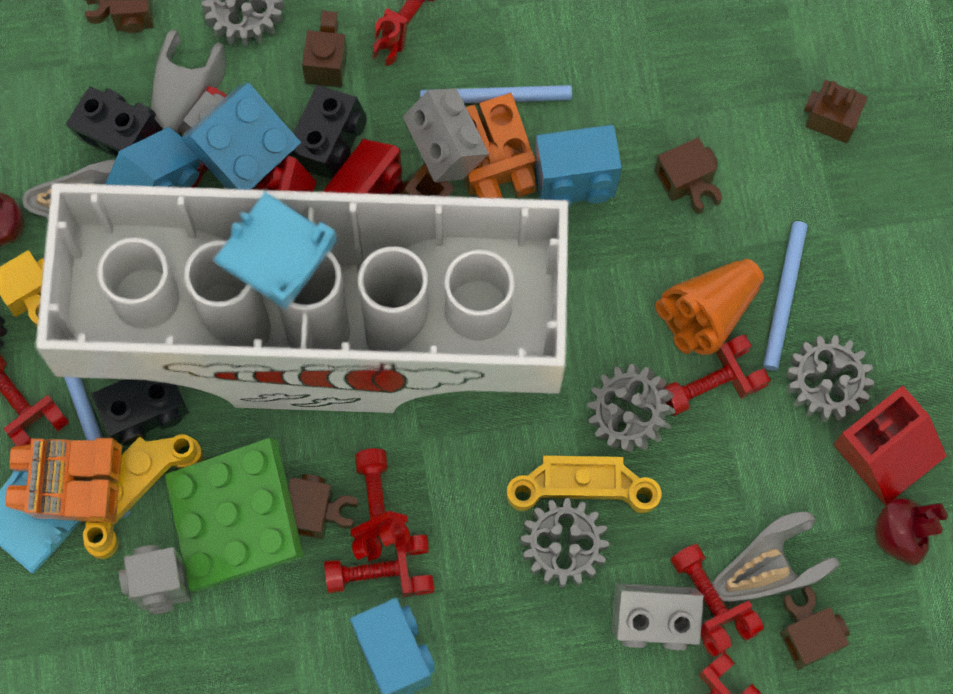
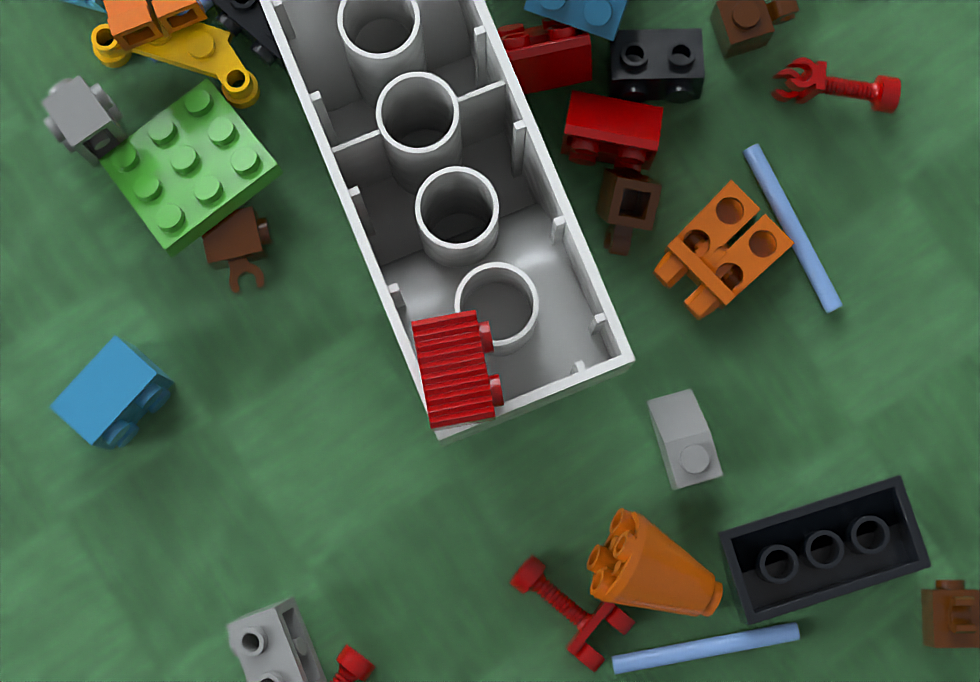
camera: 70 degrees right, 10 degrees up
(275, 249) = (423, 63): medium azure piece -> none
(339, 575) = (178, 302): red bar -> none
(388, 524) = (243, 322): red bar -> none
(445, 135) = (703, 193): light grey brick -> none
(520, 324) = (455, 370): none -> red brick
(577, 165) = (739, 353): dark azure brick -> none
(580, 560) = (289, 511): light grey gear -> none
(584, 479) = (393, 513): yellow plate -> none
(623, 239) = (684, 439): none -> light grey slope
(651, 400) = (510, 552): light grey gear -> none
(689, 172) = (797, 478): reddish brown brick -> none
(750, 176) = (822, 550): none -> black slope

